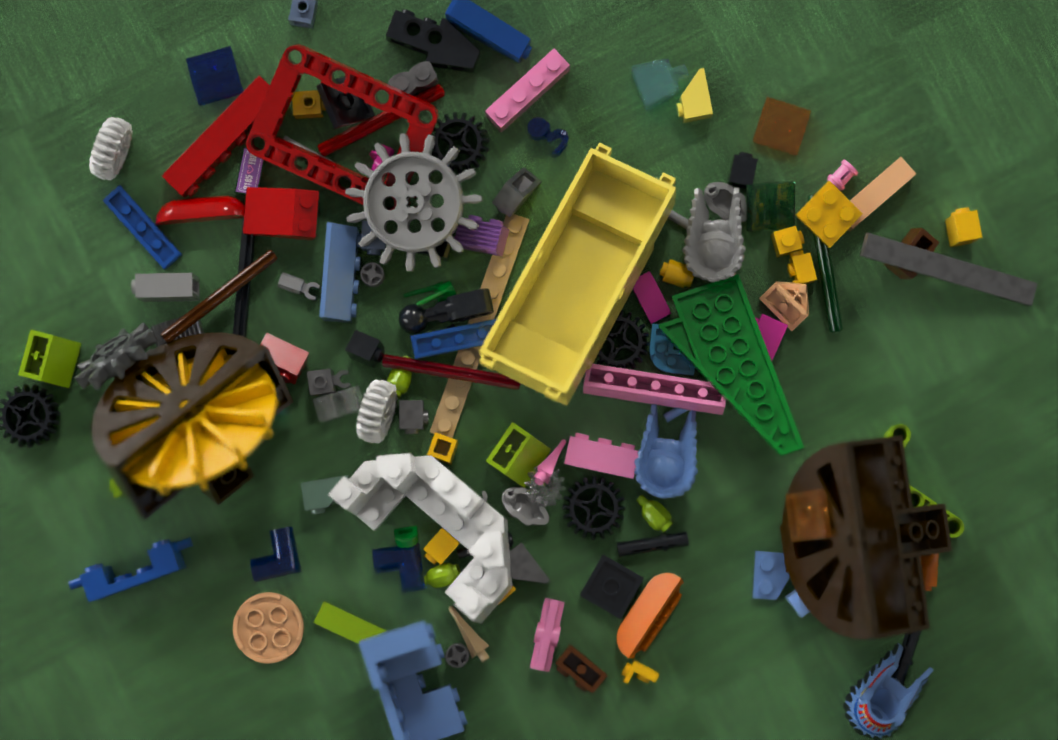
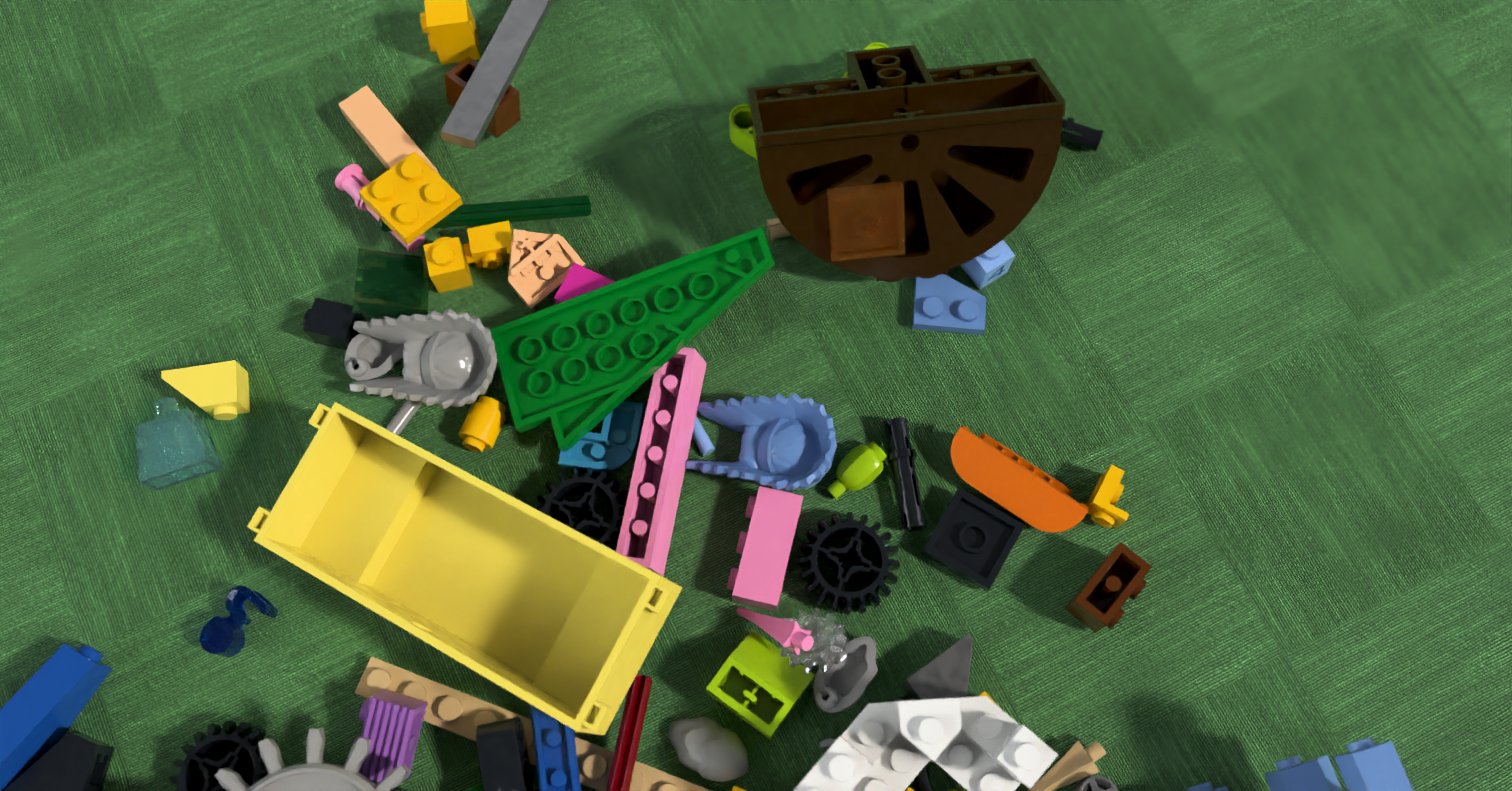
camera: 90 degrees left, 15 degrees down
(480, 425) = (708, 748): none -> light grey arm
(516, 192) = (322, 677): flat silver slope -> none
(527, 90) = (154, 653): bright pink brick -> none
(547, 634) = (1054, 643): bright pink piece -> none
(650, 298) = (518, 466): dark pink slope -> none
(781, 126) = (274, 270): clear orange tile -> none
(879, 701) = (1129, 159): medium blue piece -> none

